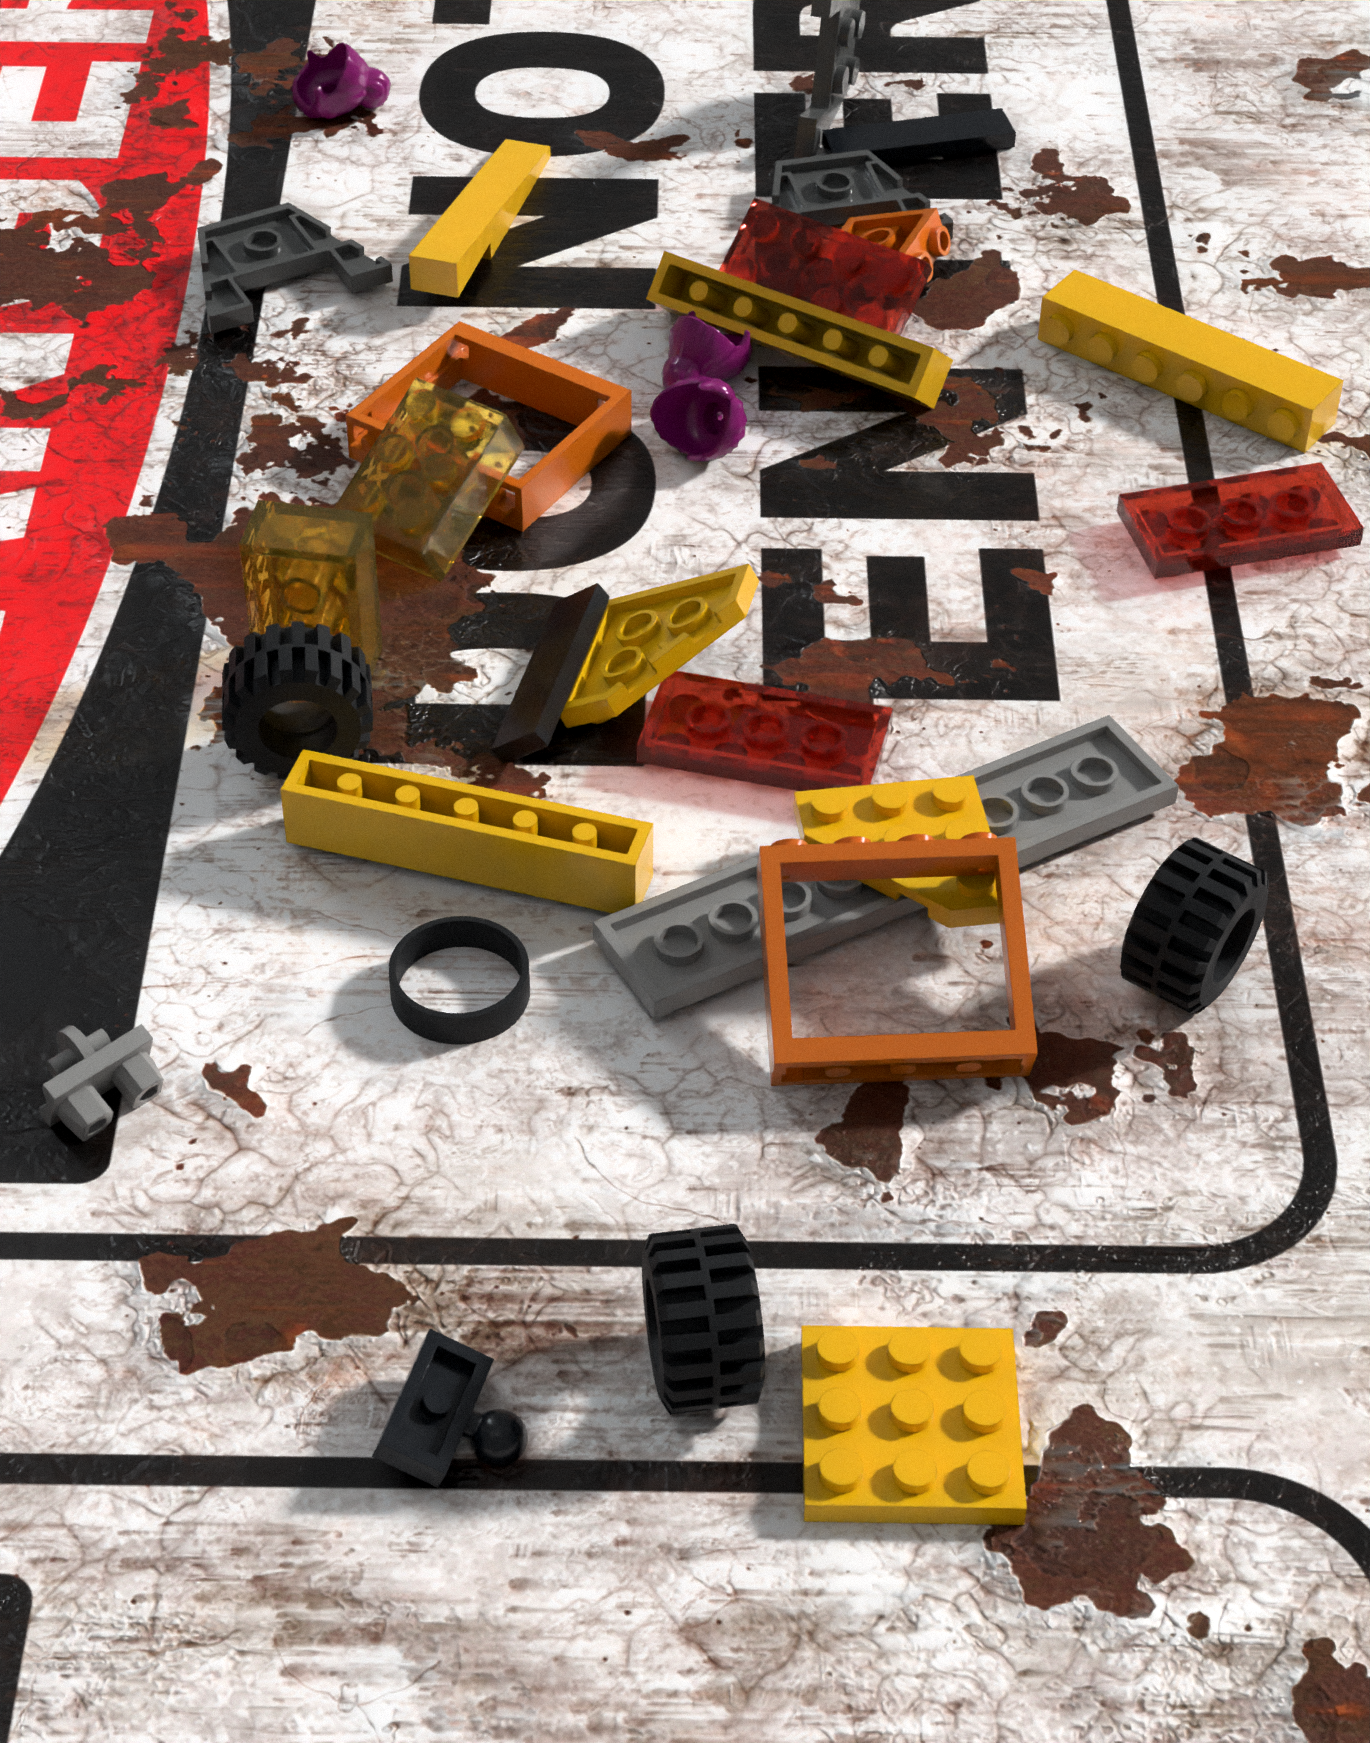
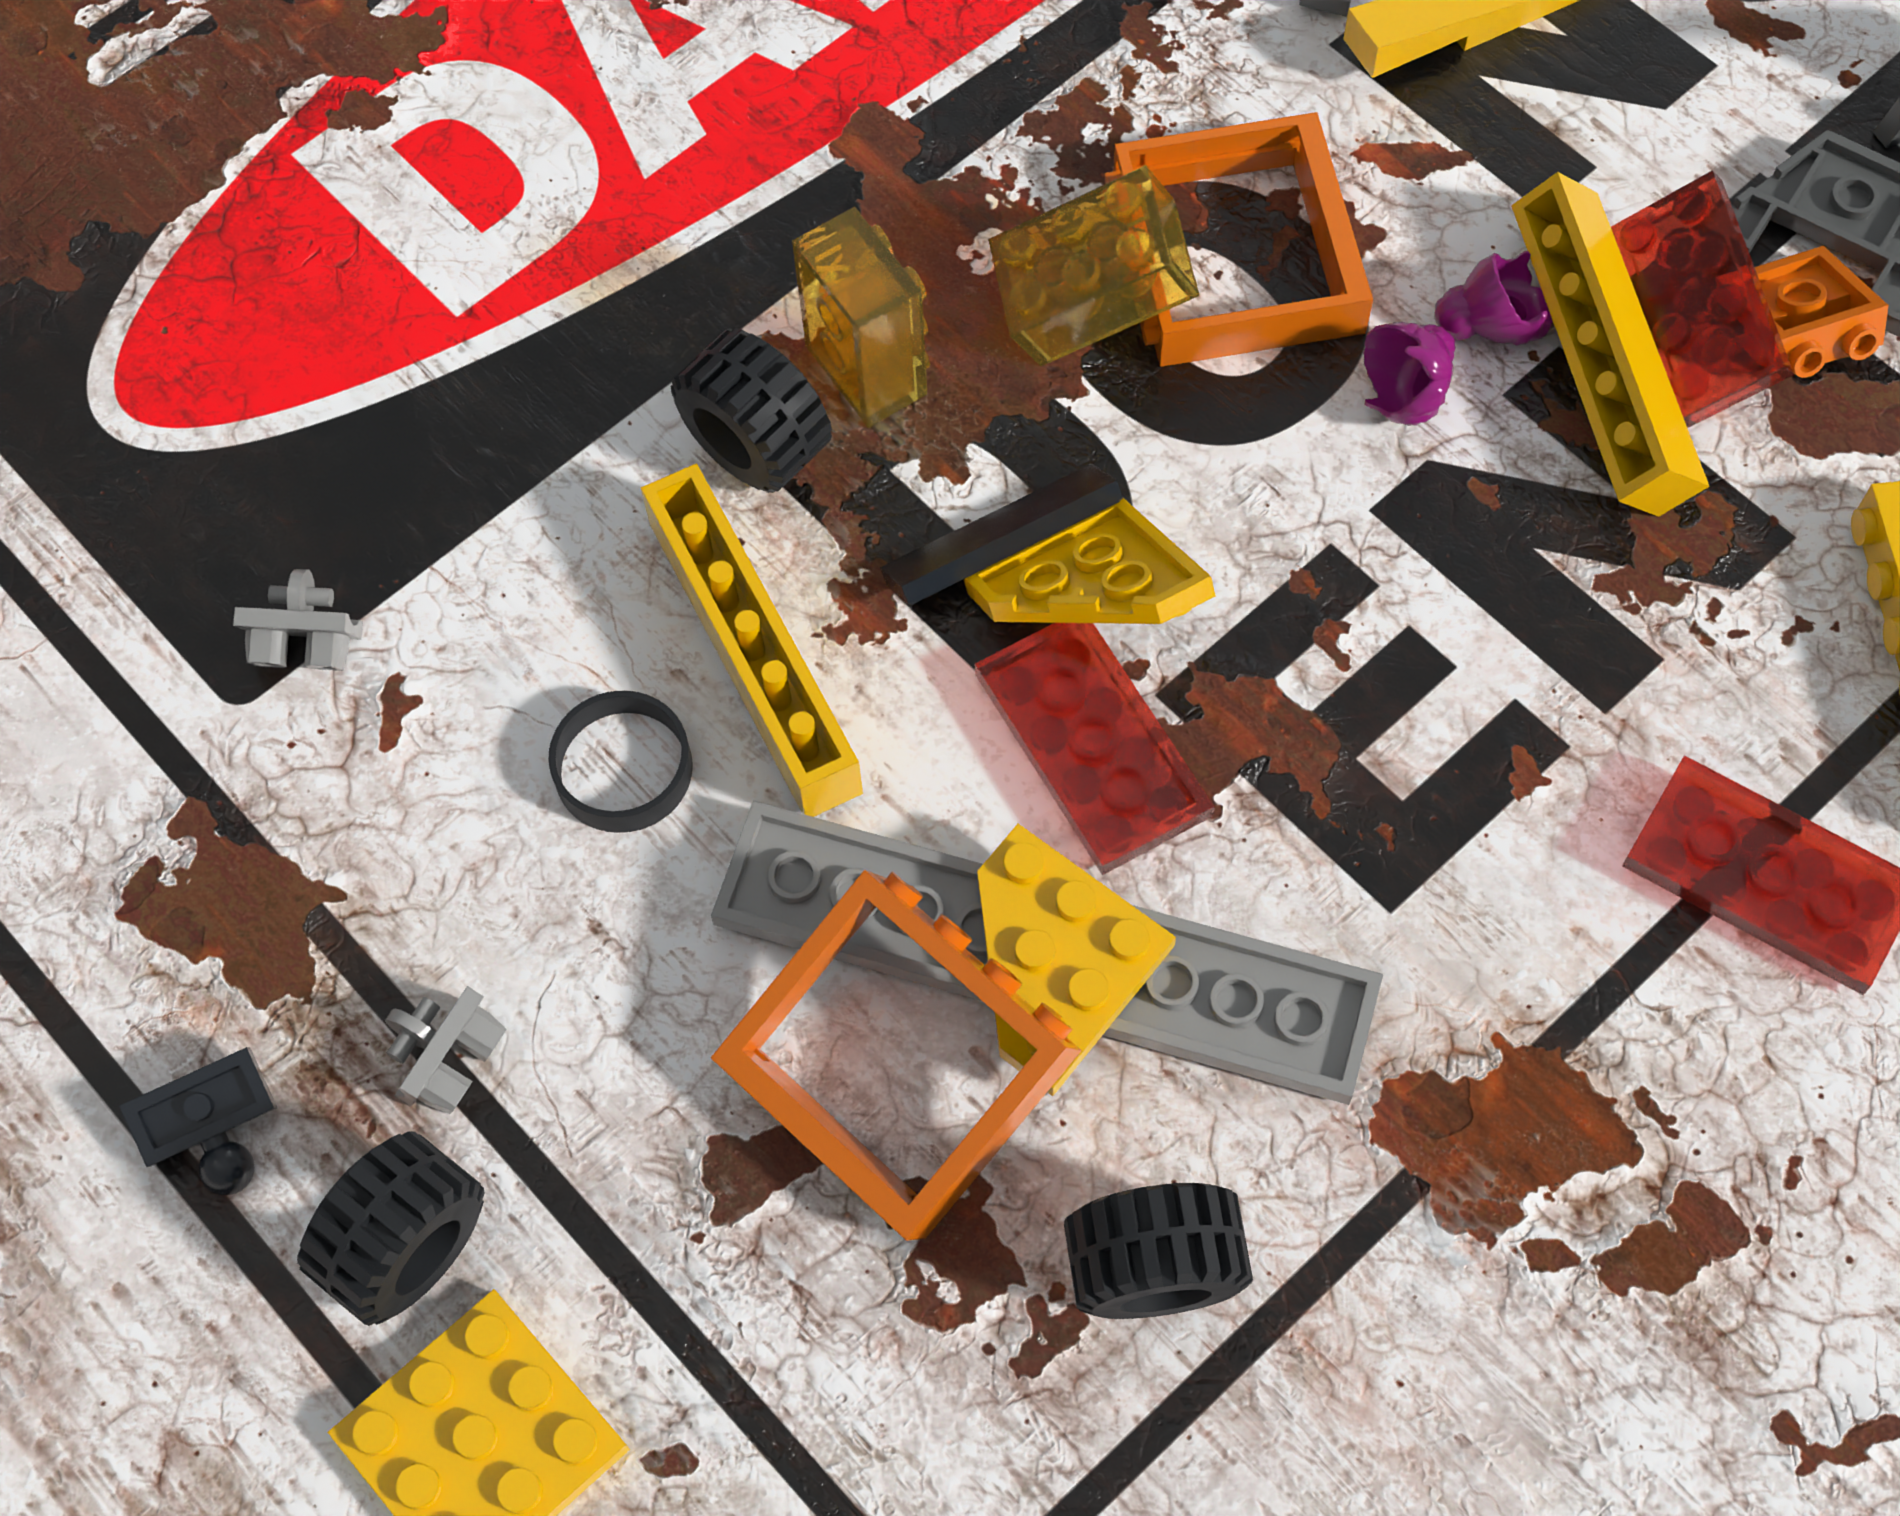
camera: 50 degrees right, 20 degrees up
(562, 1226) = (430, 1078): none -> light grey hips

